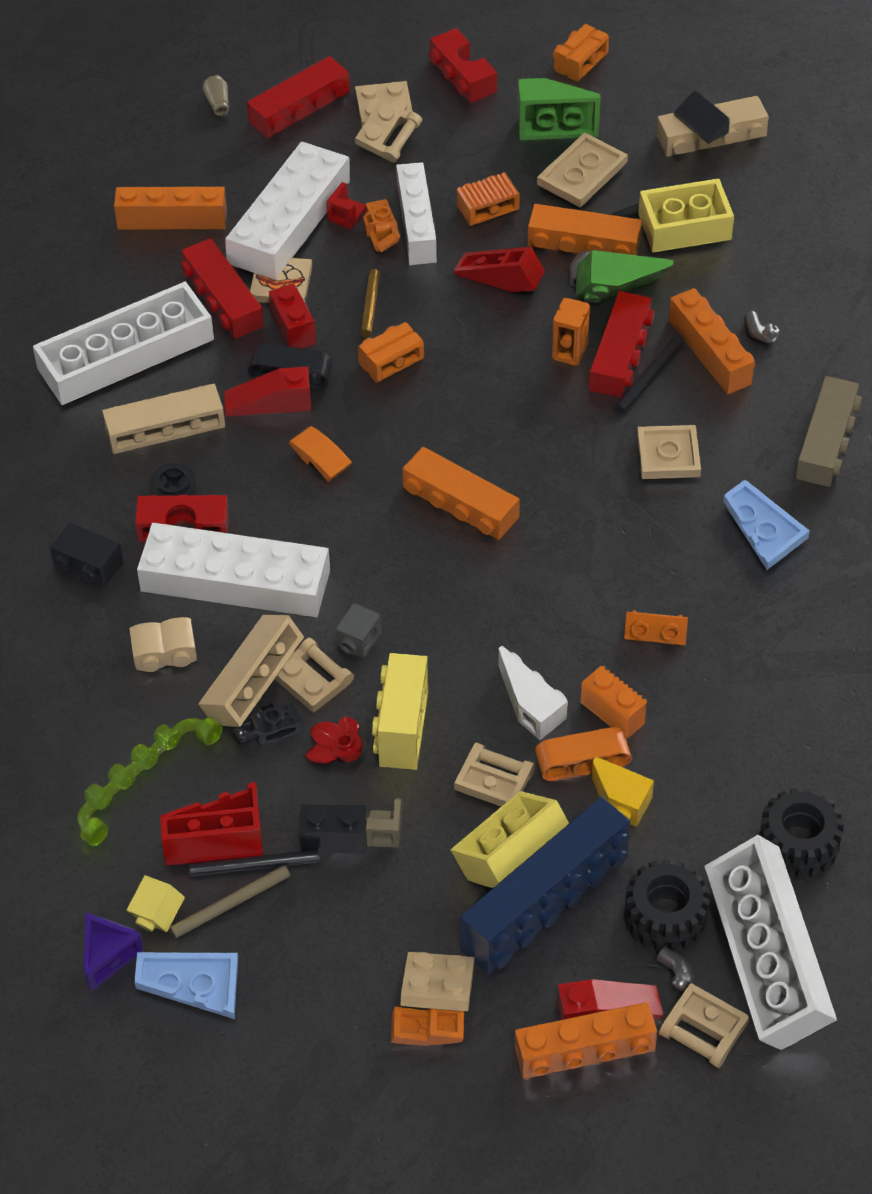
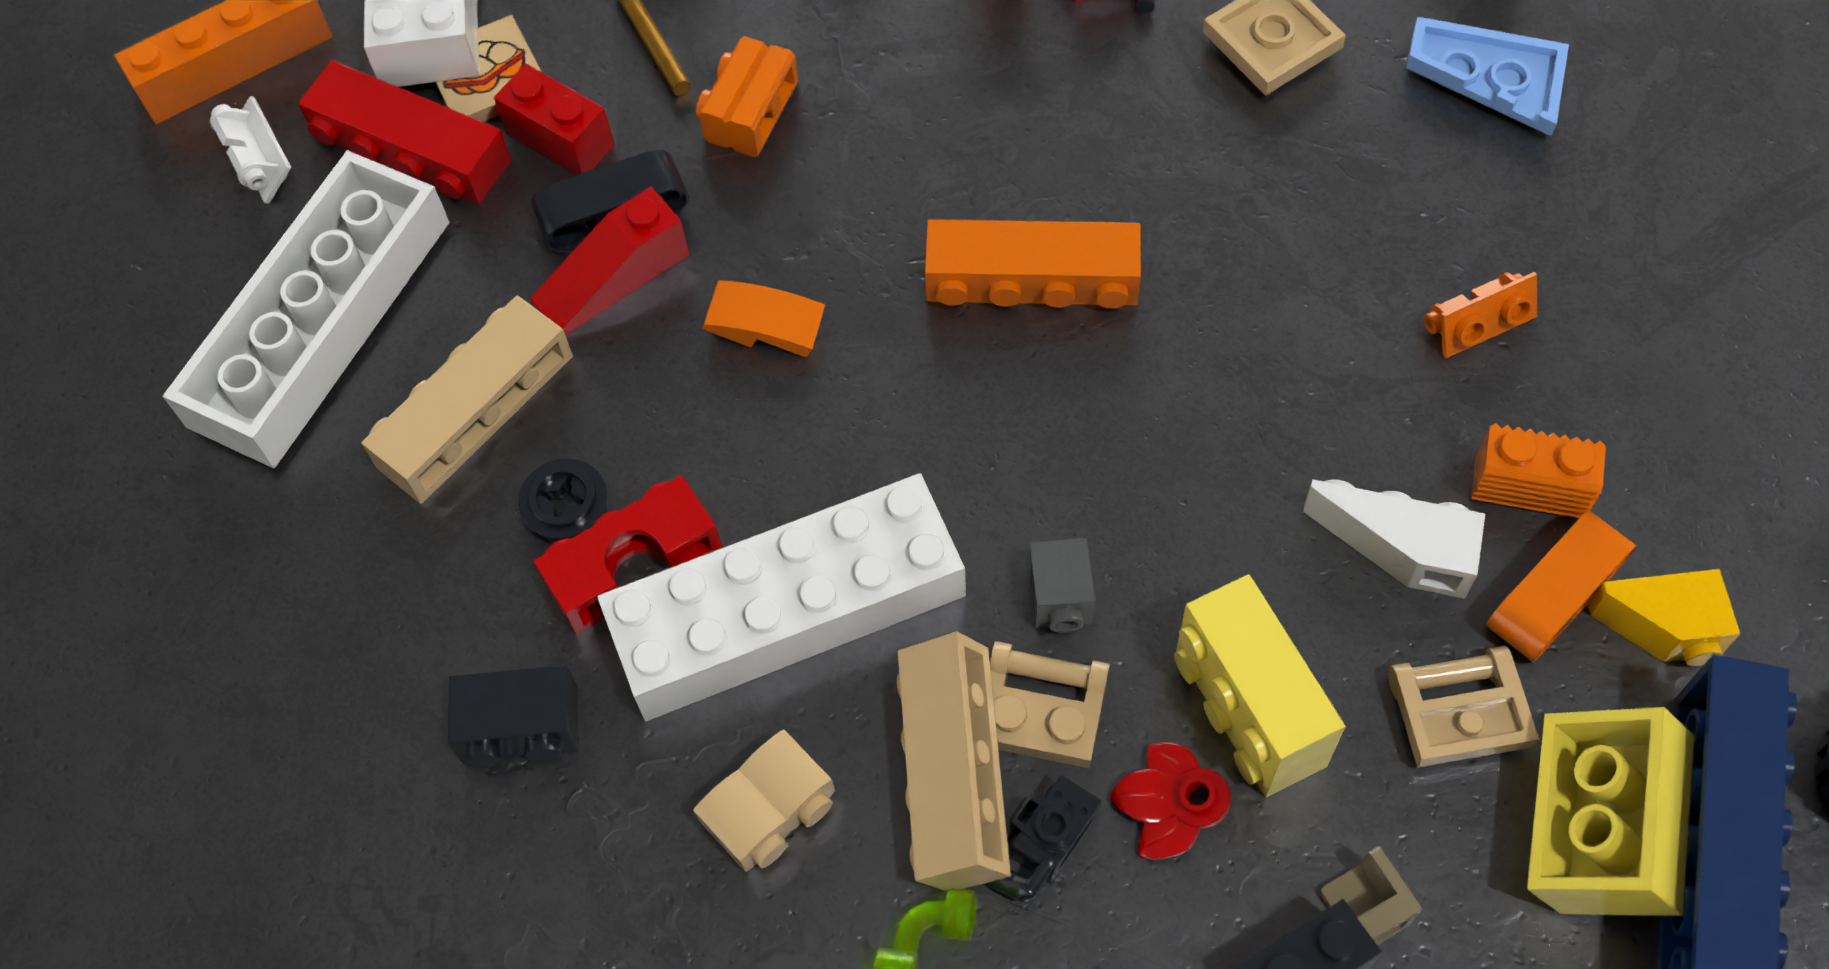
camera: 30 degrees left, 10 degrees up
(149, 260) = (252, 147): none -> white hinge

